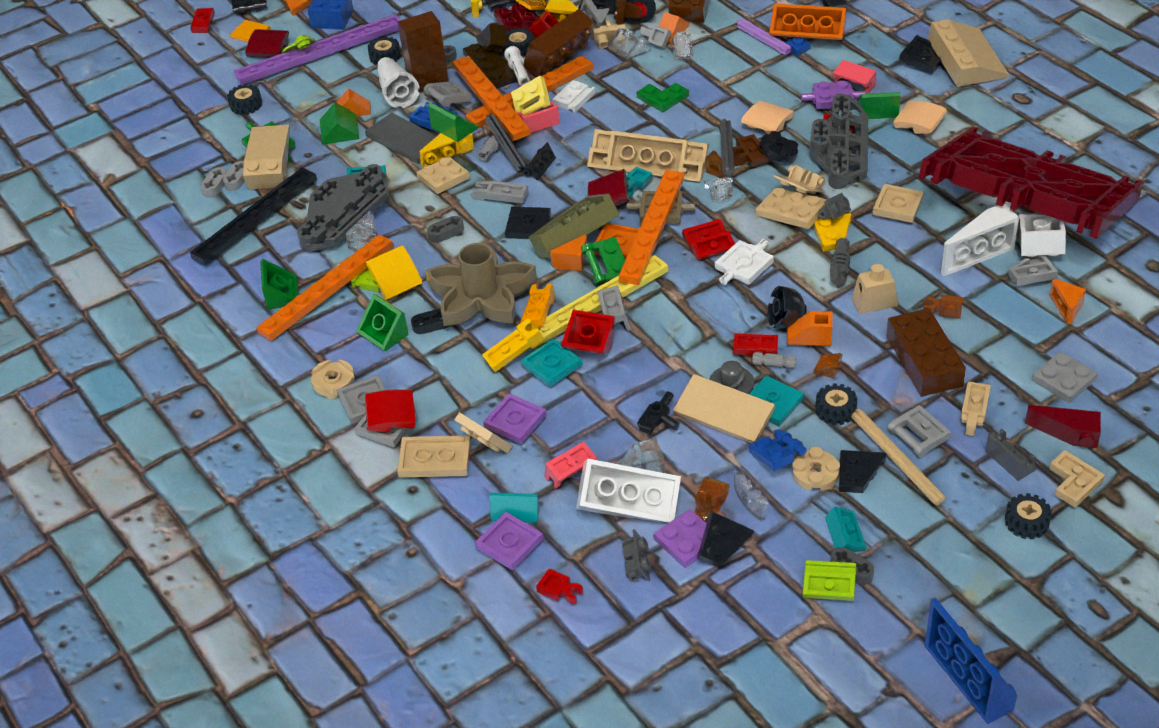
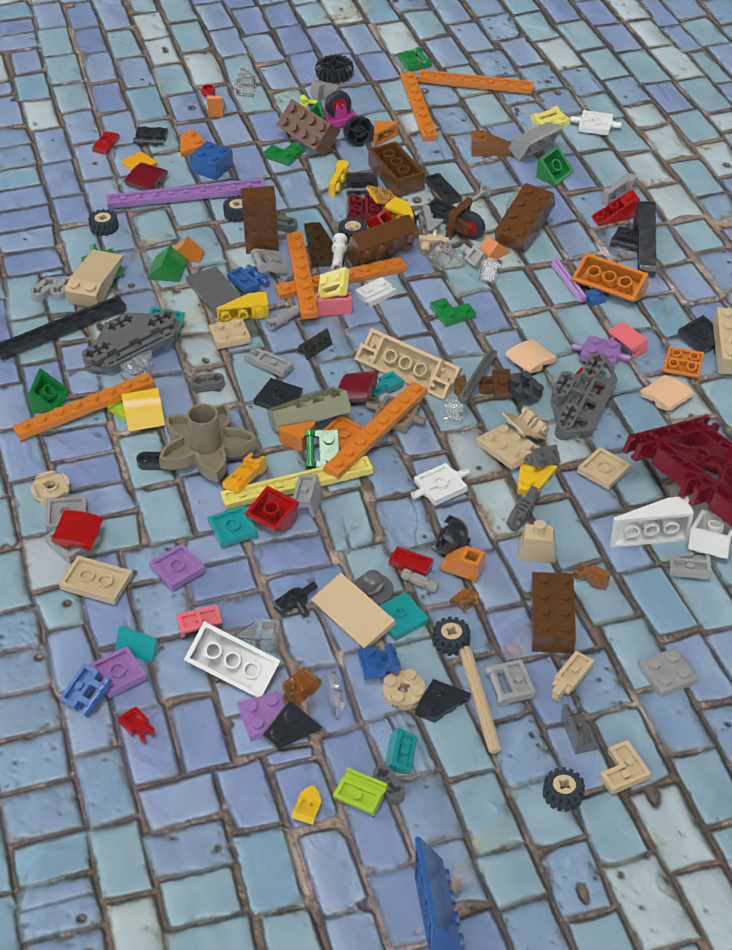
camera: 15 degrees right, 0 degrees up
(301, 43) = (170, 184): lime plate -> none
(383, 323) = (112, 452): green slope -> none
(397, 85) = (230, 242): white cone -> none
(450, 123) = (253, 289): green slope -> none
(479, 568) = (81, 686): none -> plate
(482, 434) = (140, 572): tan plate -> none
(493, 37) = (330, 221): dark brown slope -> none
(505, 142) = (293, 318): black axle -> none
(513, 345) = (206, 502): yellow plate -> none
(636, 548) = (216, 715): dark grey hinge -> none
(708, 239) = (421, 454): red slope -> none
(783, 610) = (307, 805): none -> yellow plate
(880, 105) = (635, 372): green slope -> none
(919, 84) = (683, 362): none -> orange slope
(1067, 299) = (709, 602): orange slope -> none
(1068, 425) = (646, 719): dark red slope -> none

